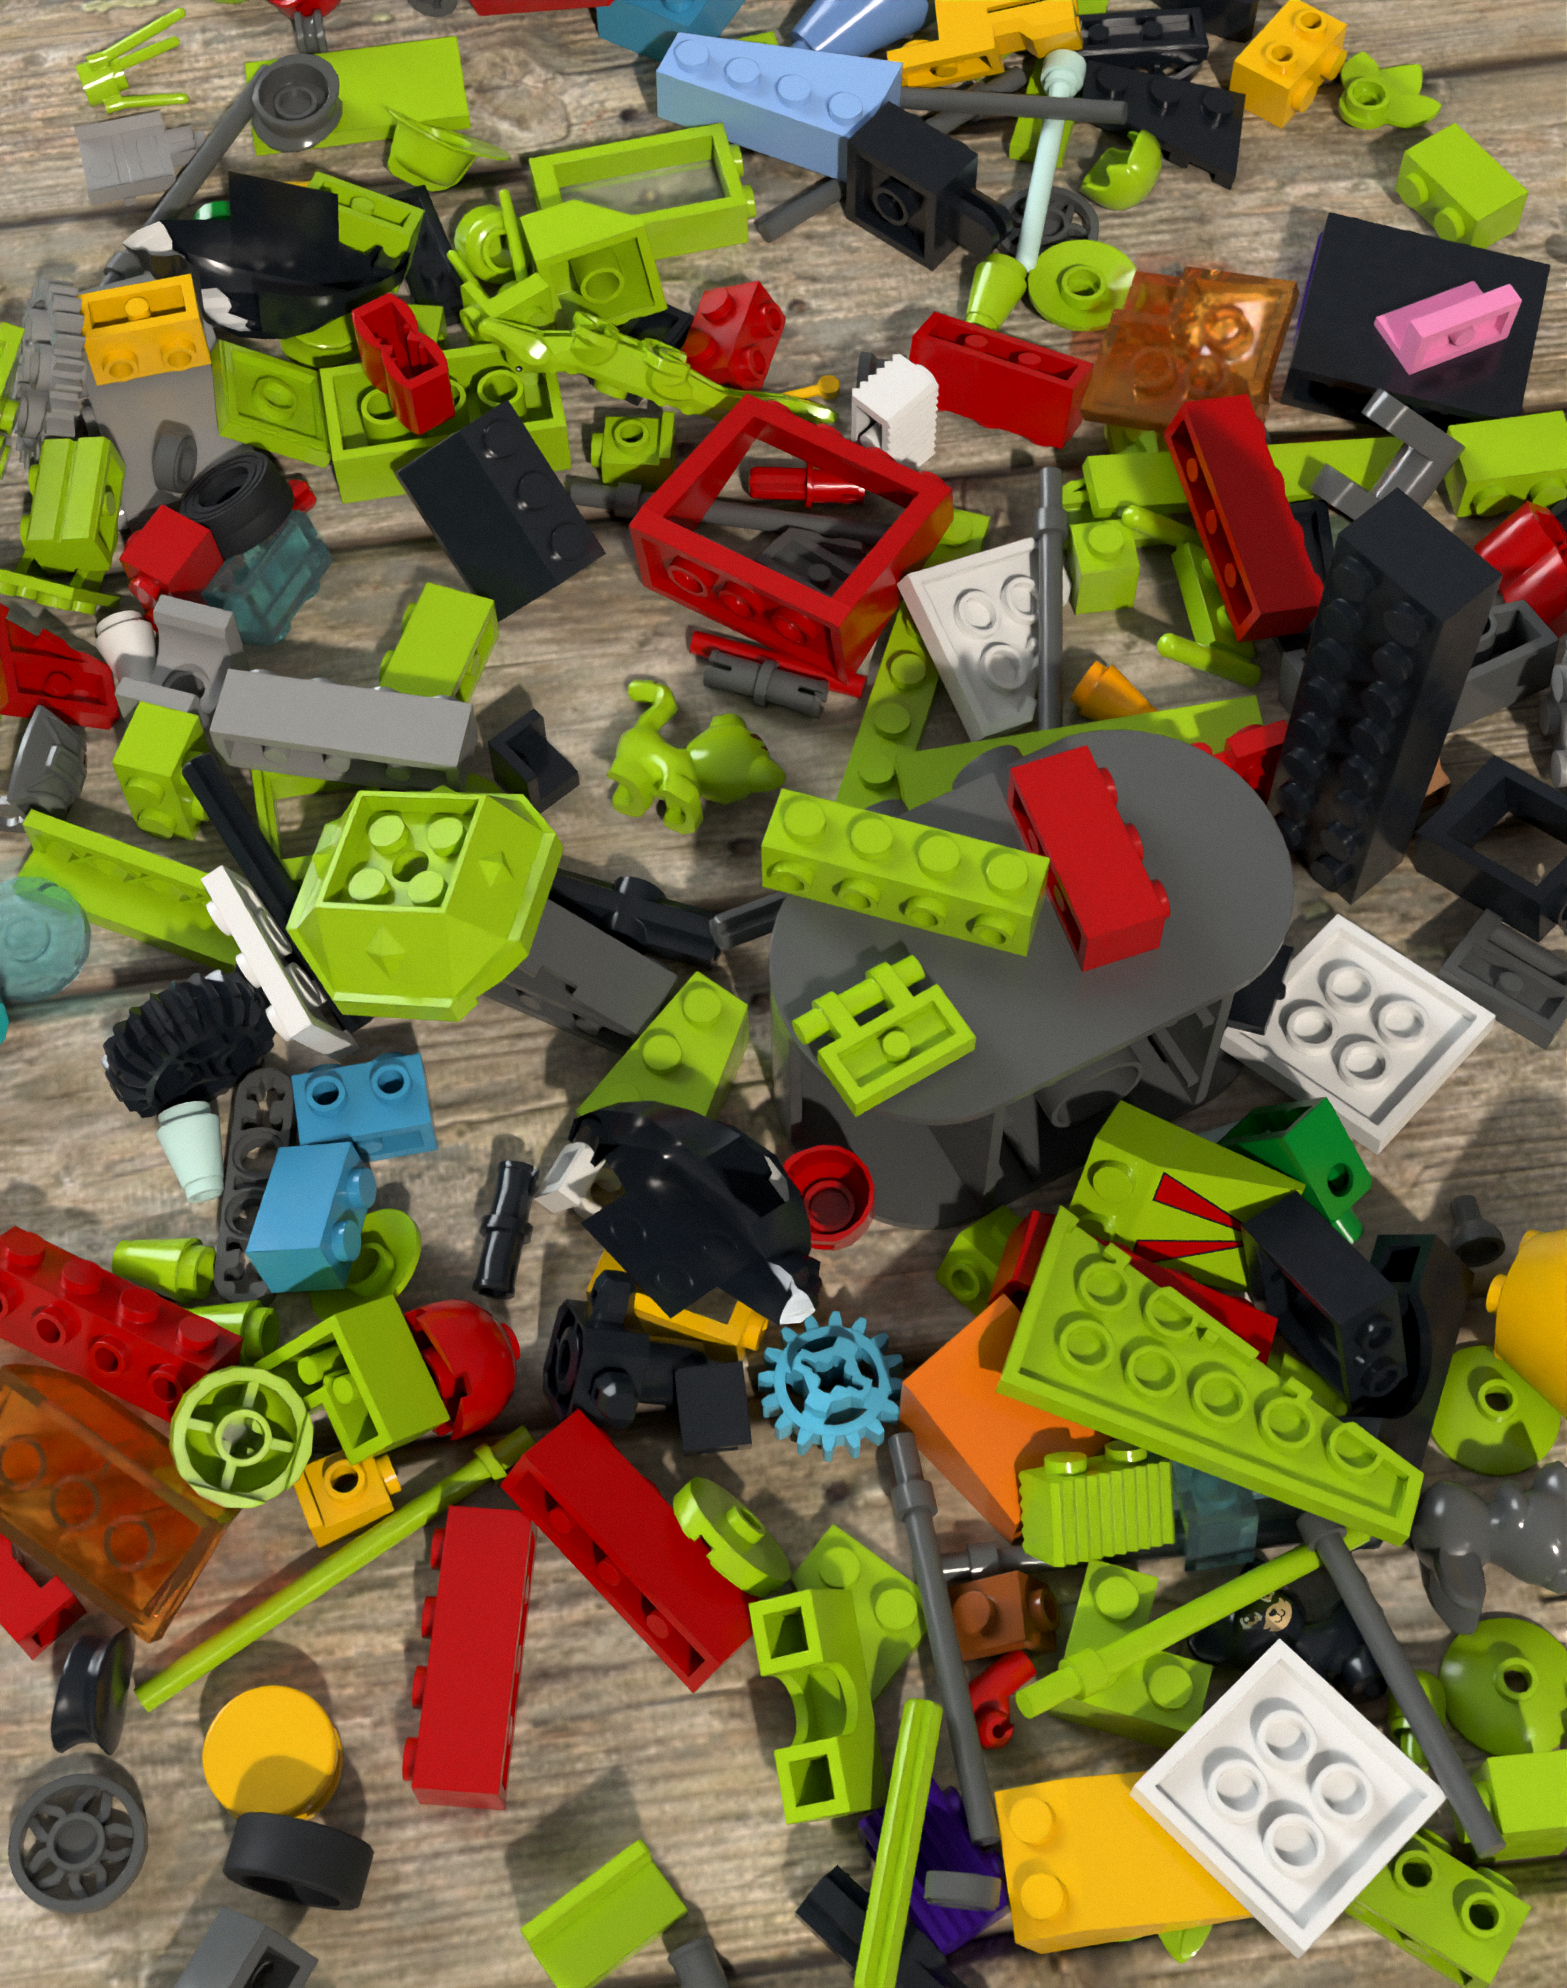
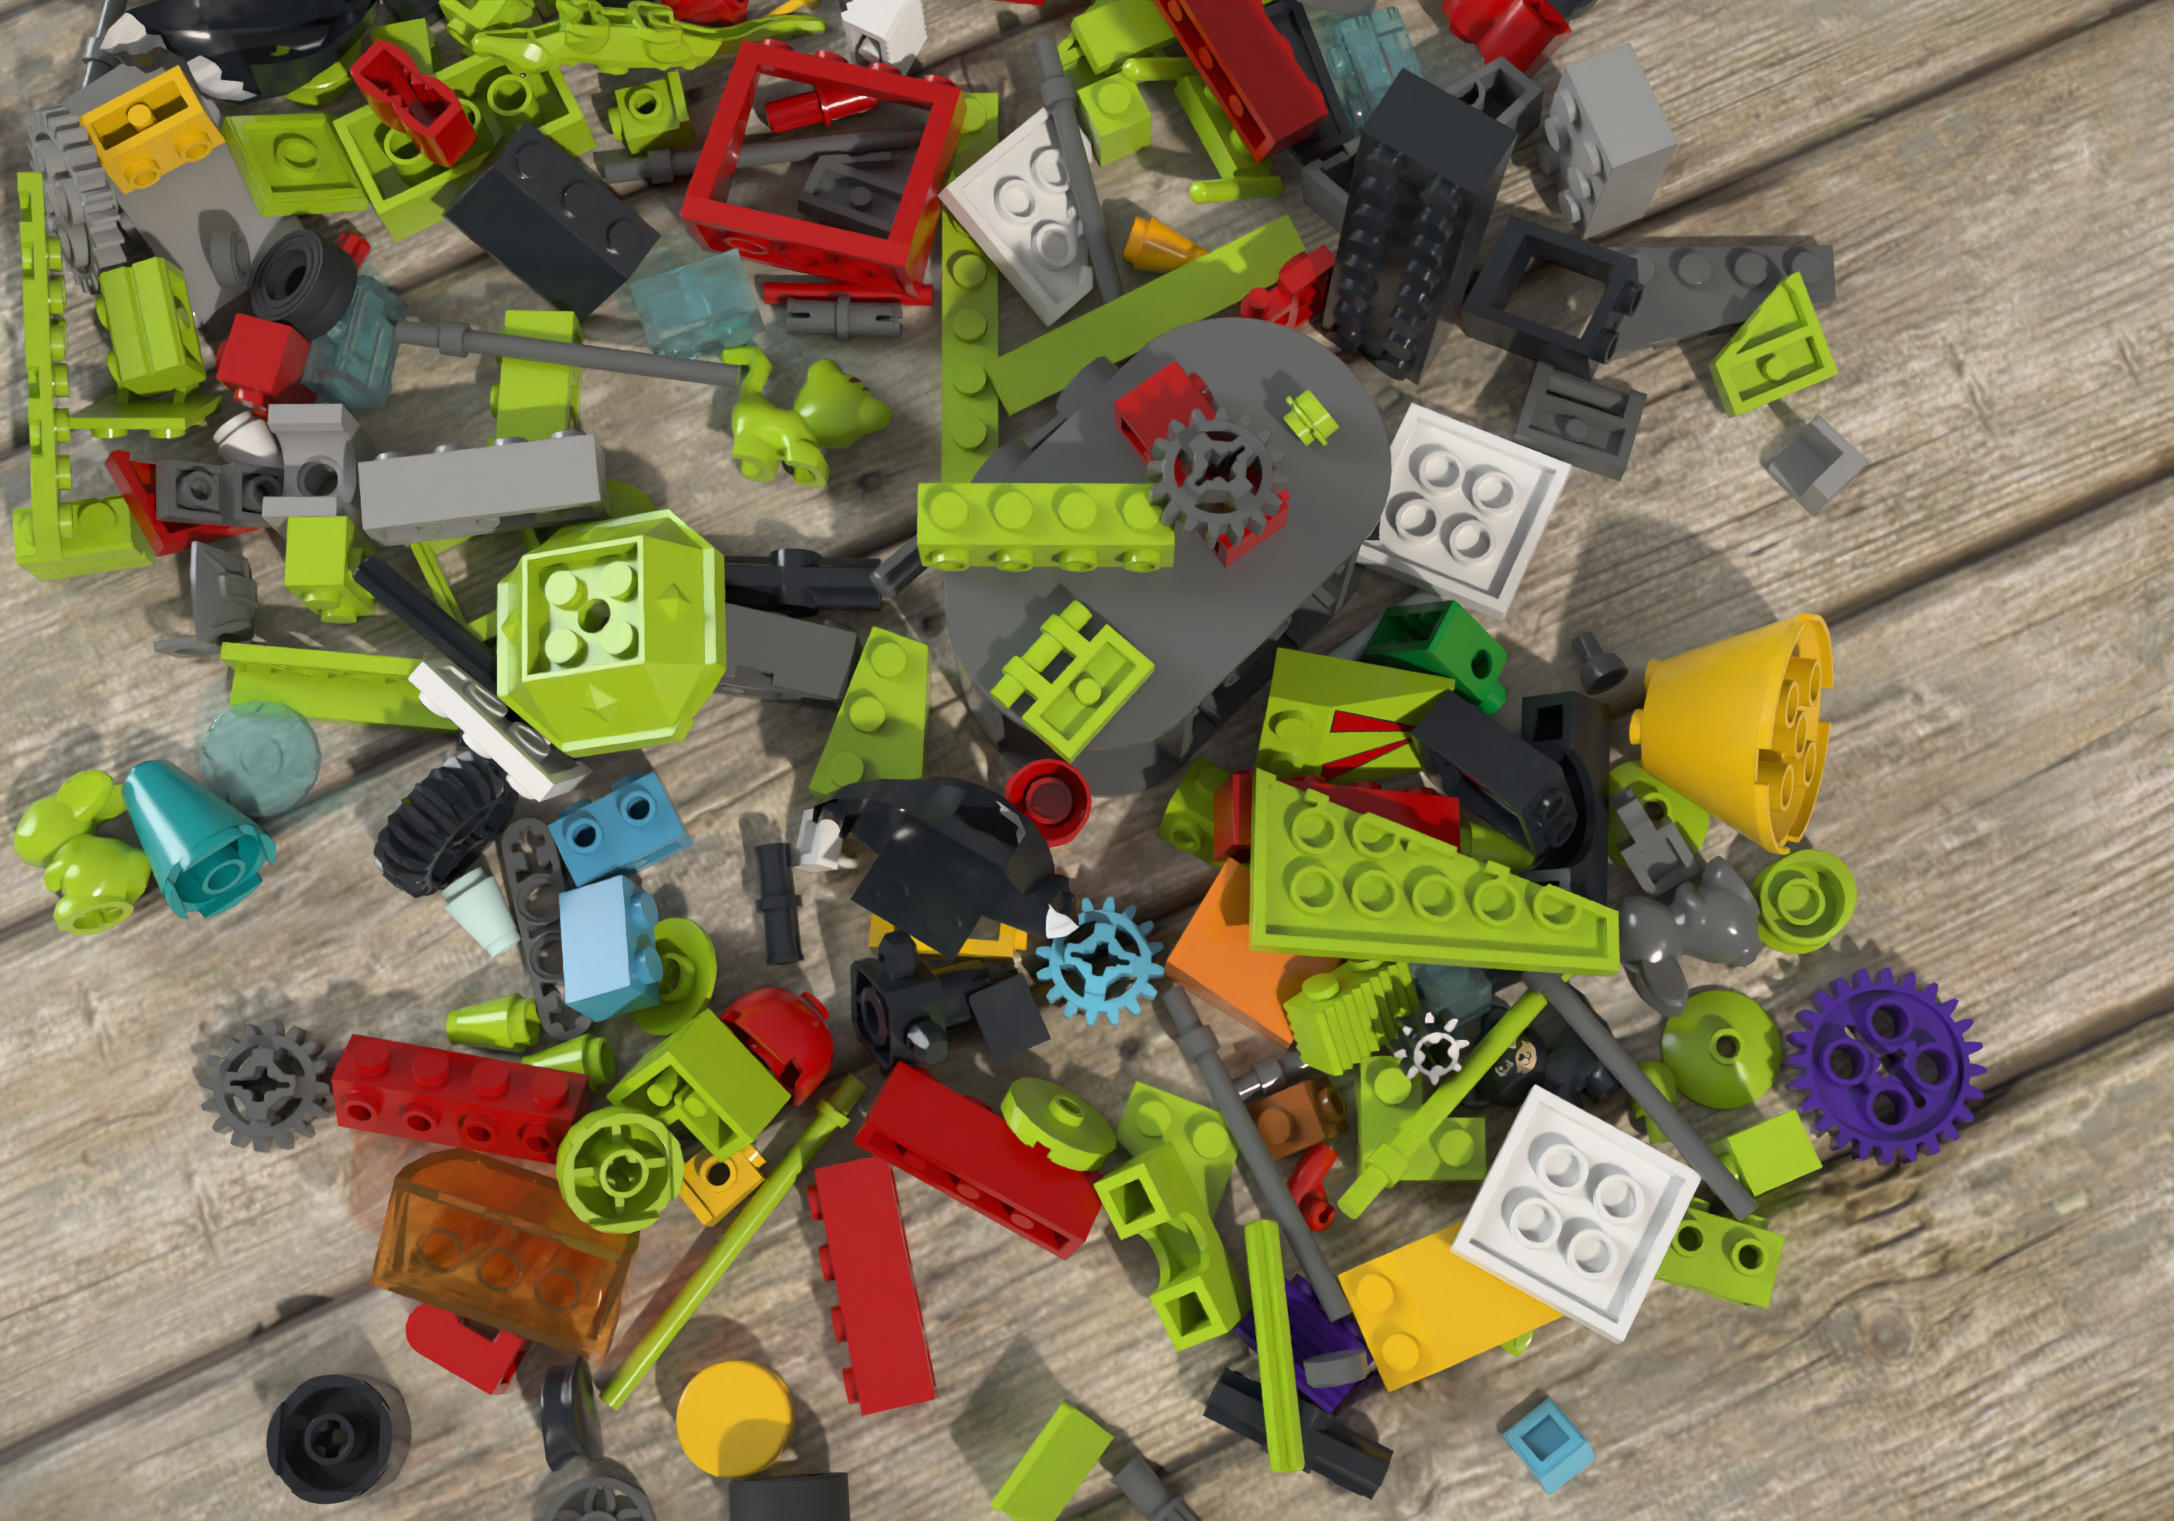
camera: 15 degrees left, 15 degrees up
(75, 670) = (215, 493): none -> dark grey slope
(372, 594) = (459, 340): none -> dark grey bar
(529, 764) = (659, 461): black panel -> none
(619, 632) = (698, 307): none -> clear light blue brick
(1095, 857) = (1216, 449): none -> dark grey gear
(1186, 1547) = (1432, 1060): none -> black gear
(1214, 846) = (1309, 419): none -> lime plate
(1486, 1441) = (1654, 850): none -> dark grey plate

